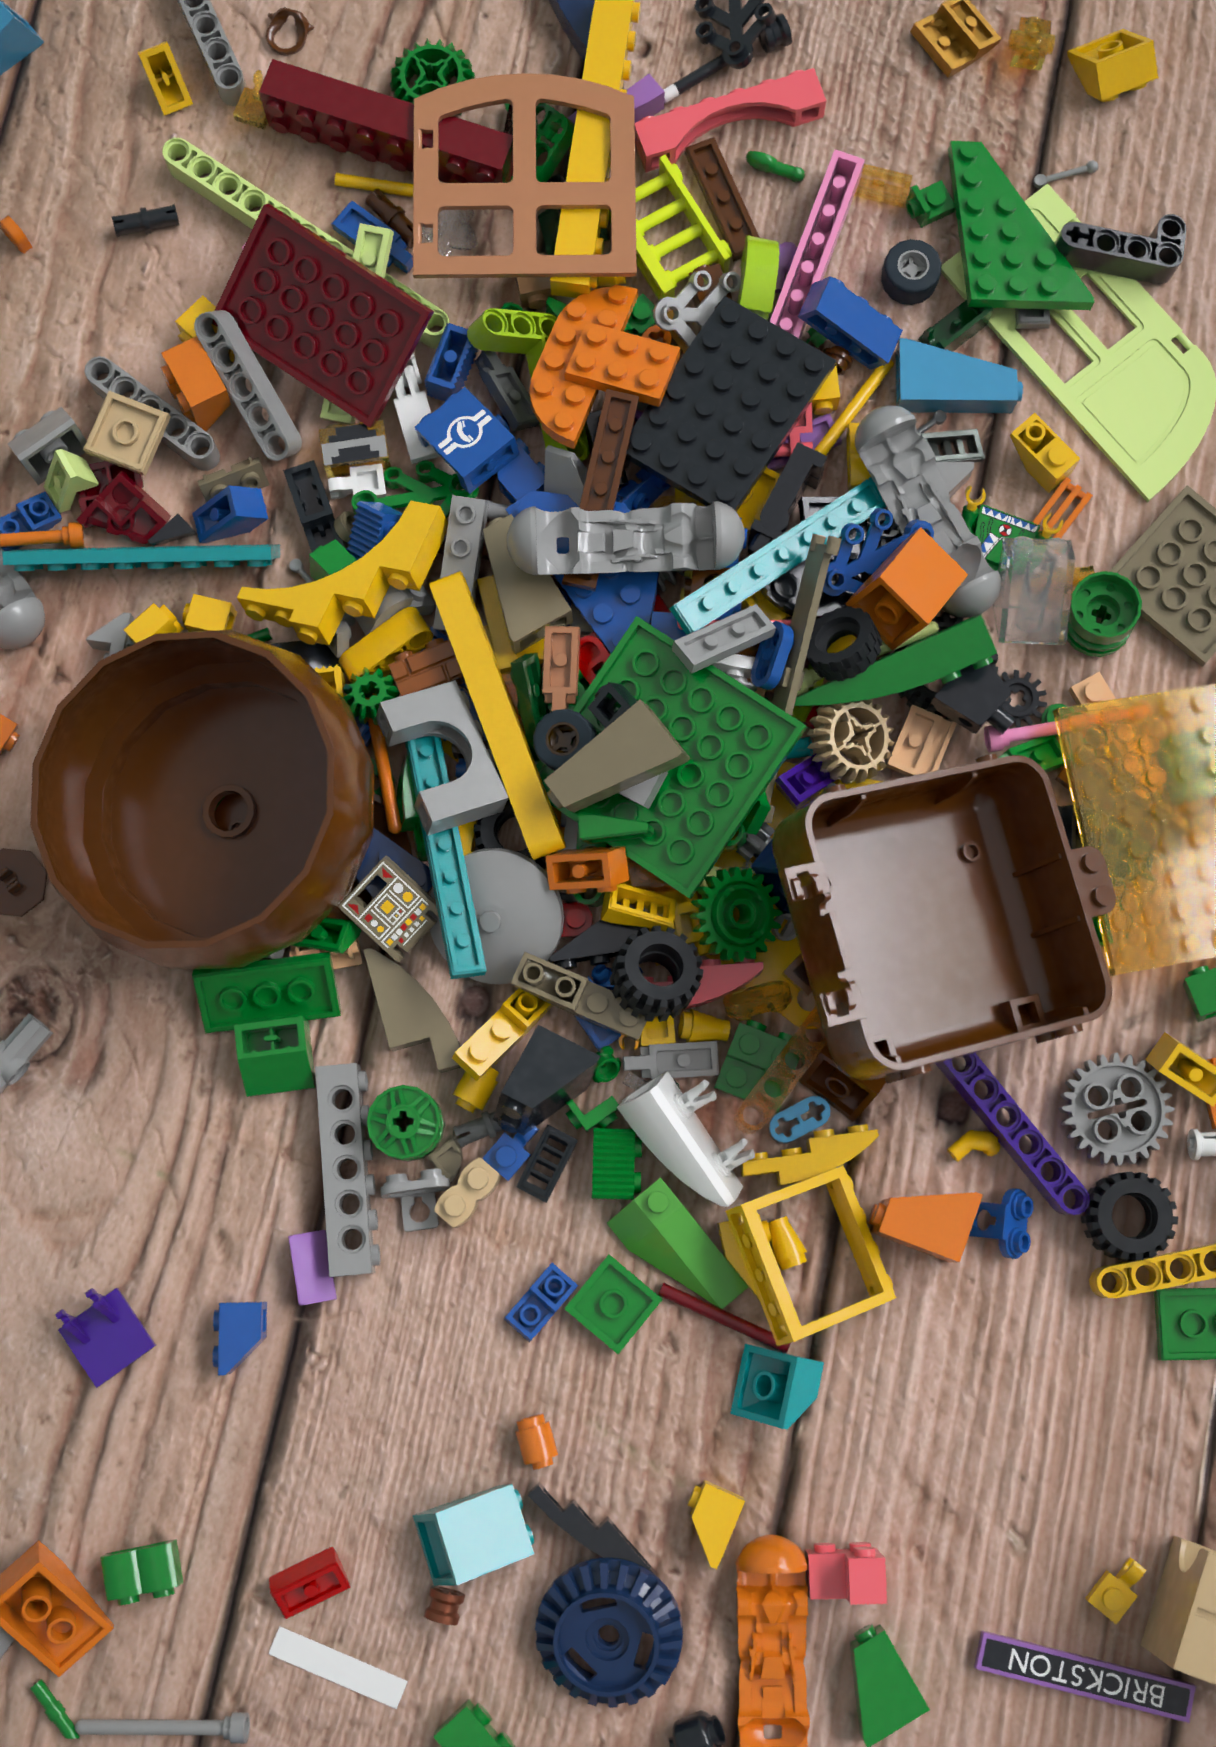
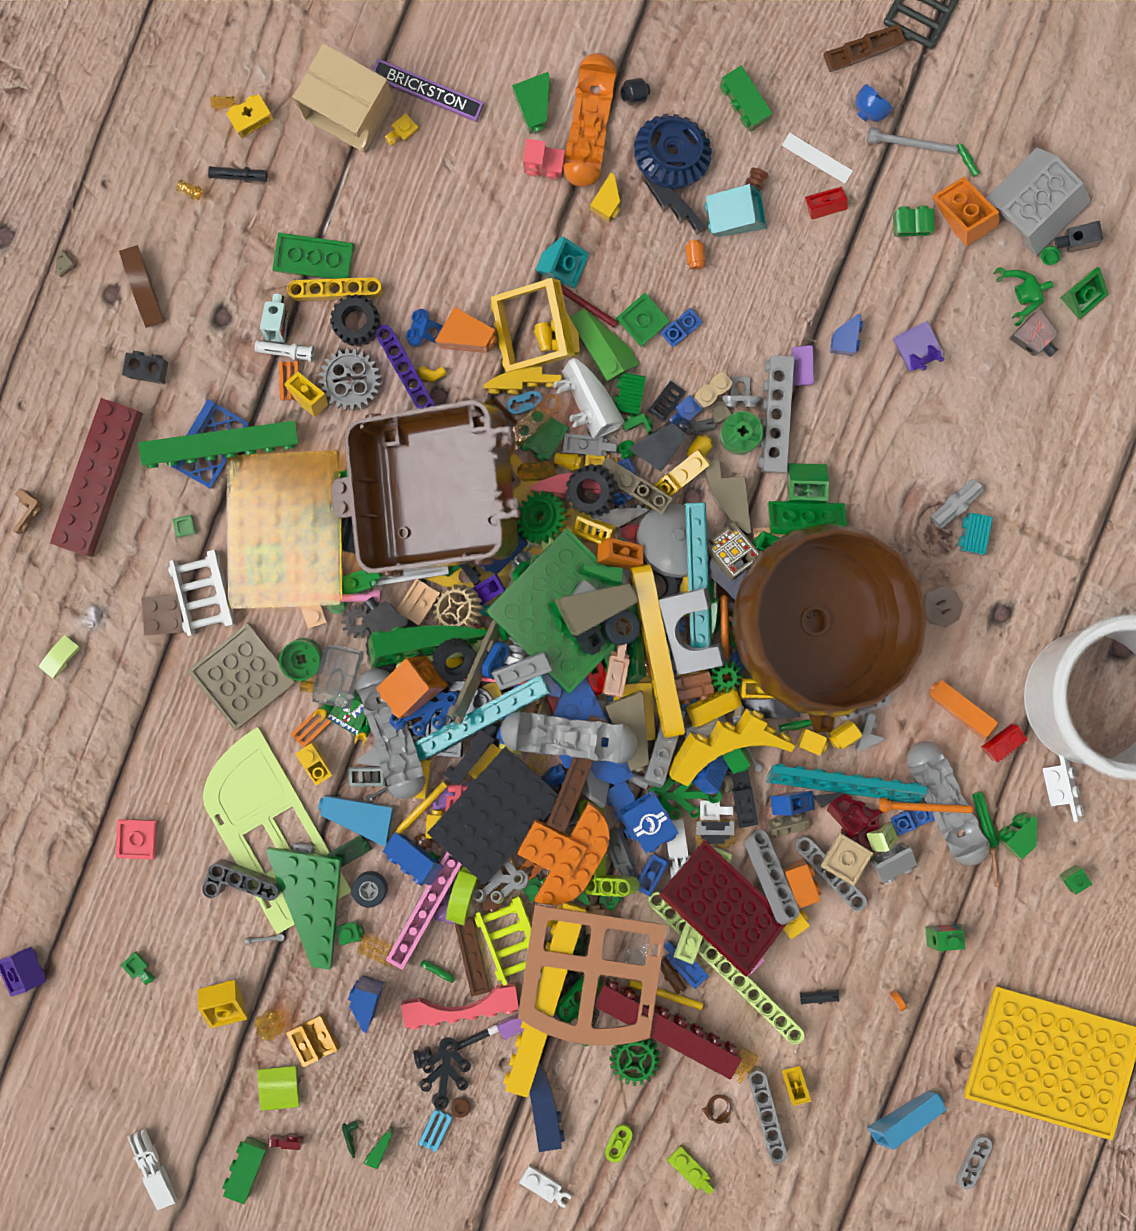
camera: 175 degrees left, 10 degrees up
(886, 93) = (364, 1000): none -> blue slope

